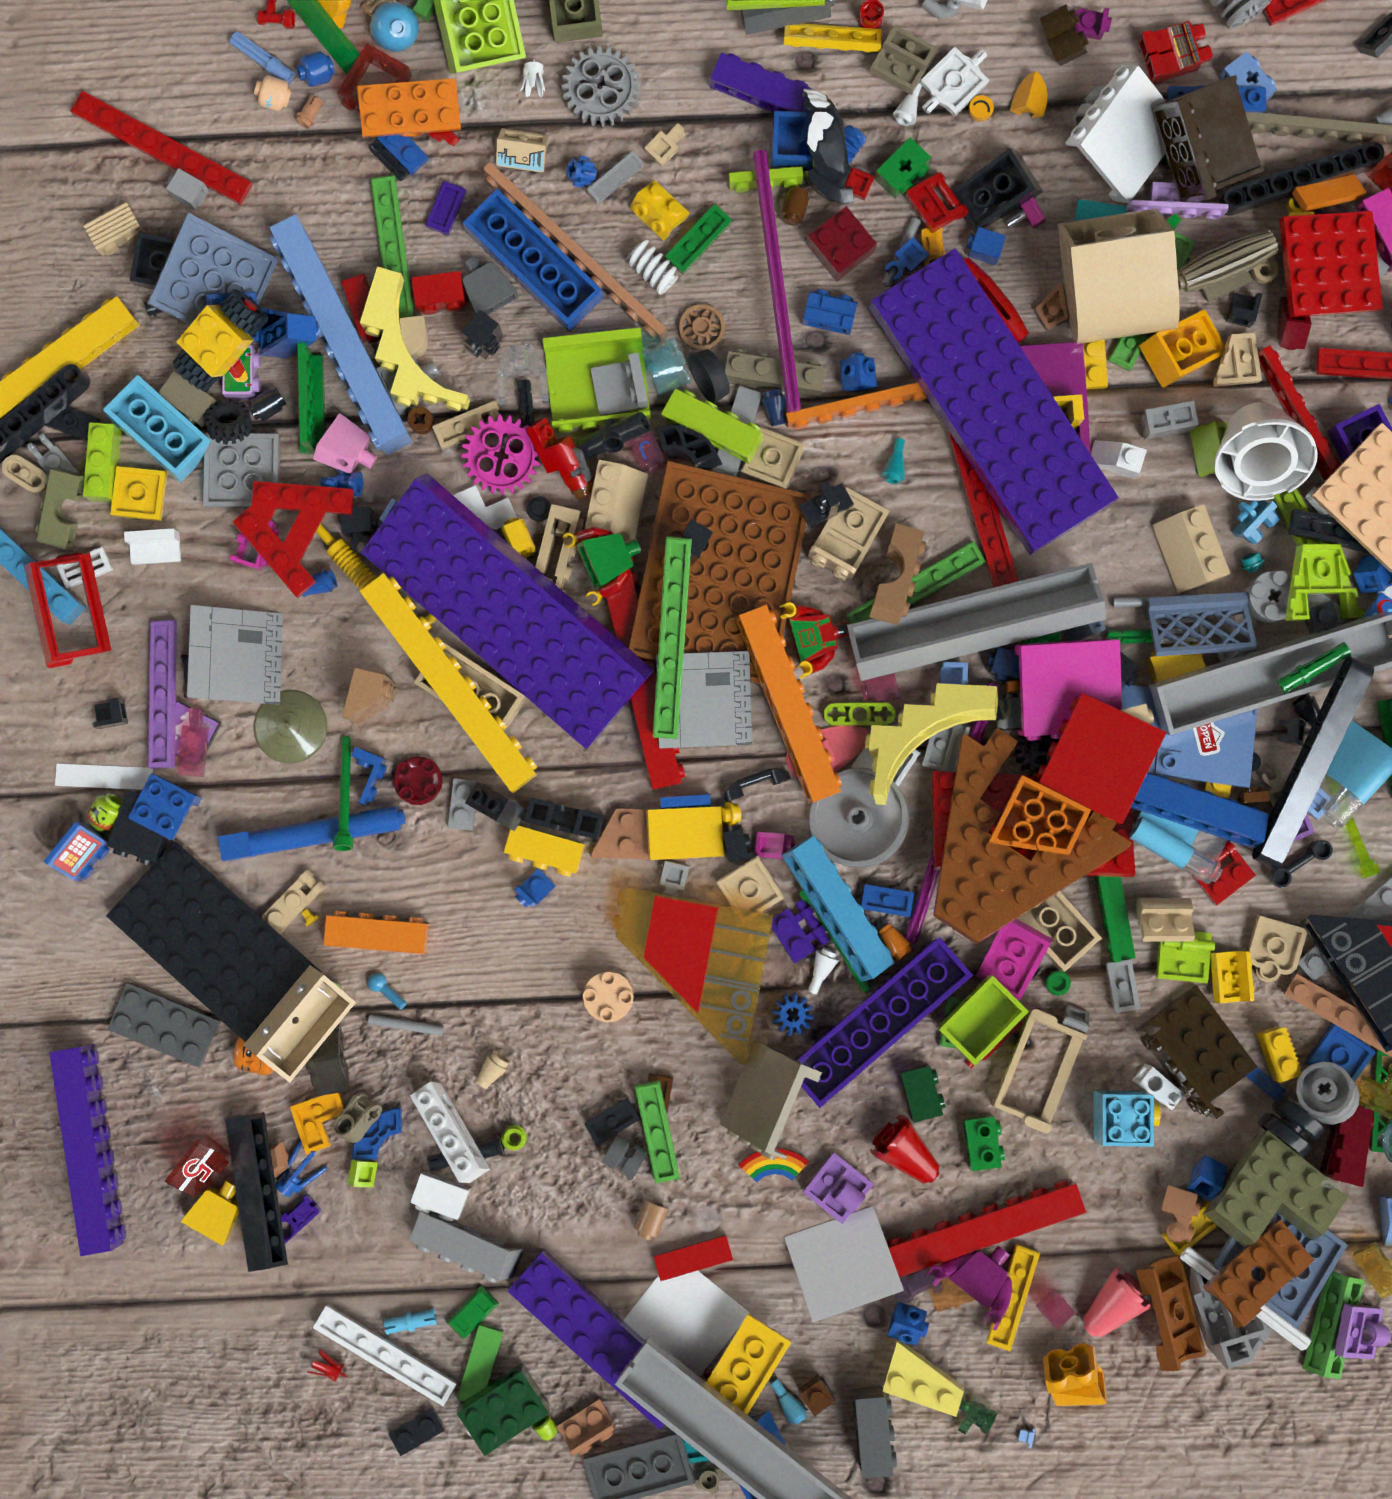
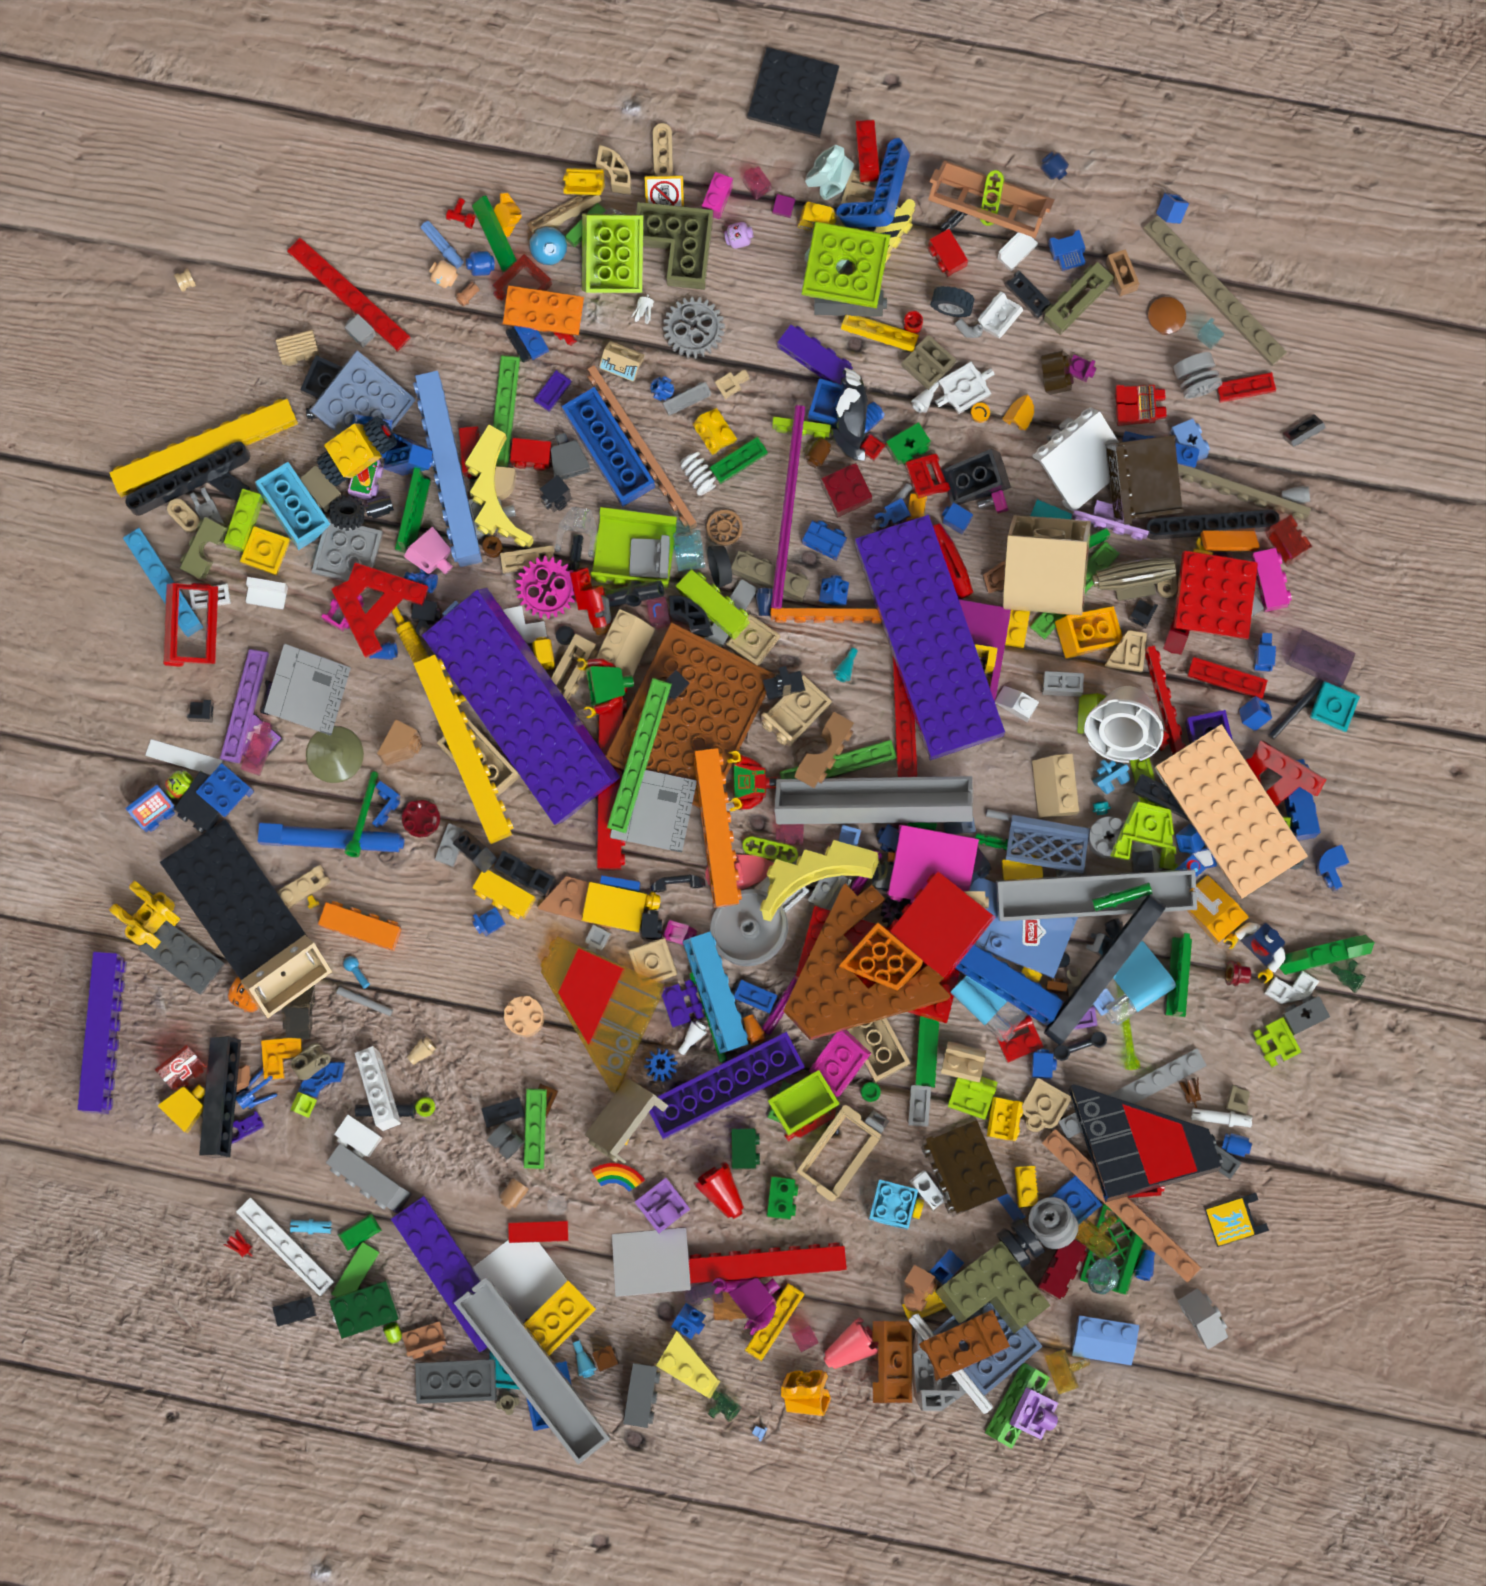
camera: 15 degrees right, 5 degrees down
(105, 999) = (149, 916): none -> yellow piece
(1261, 897) = (1043, 1064): none -> blue brick

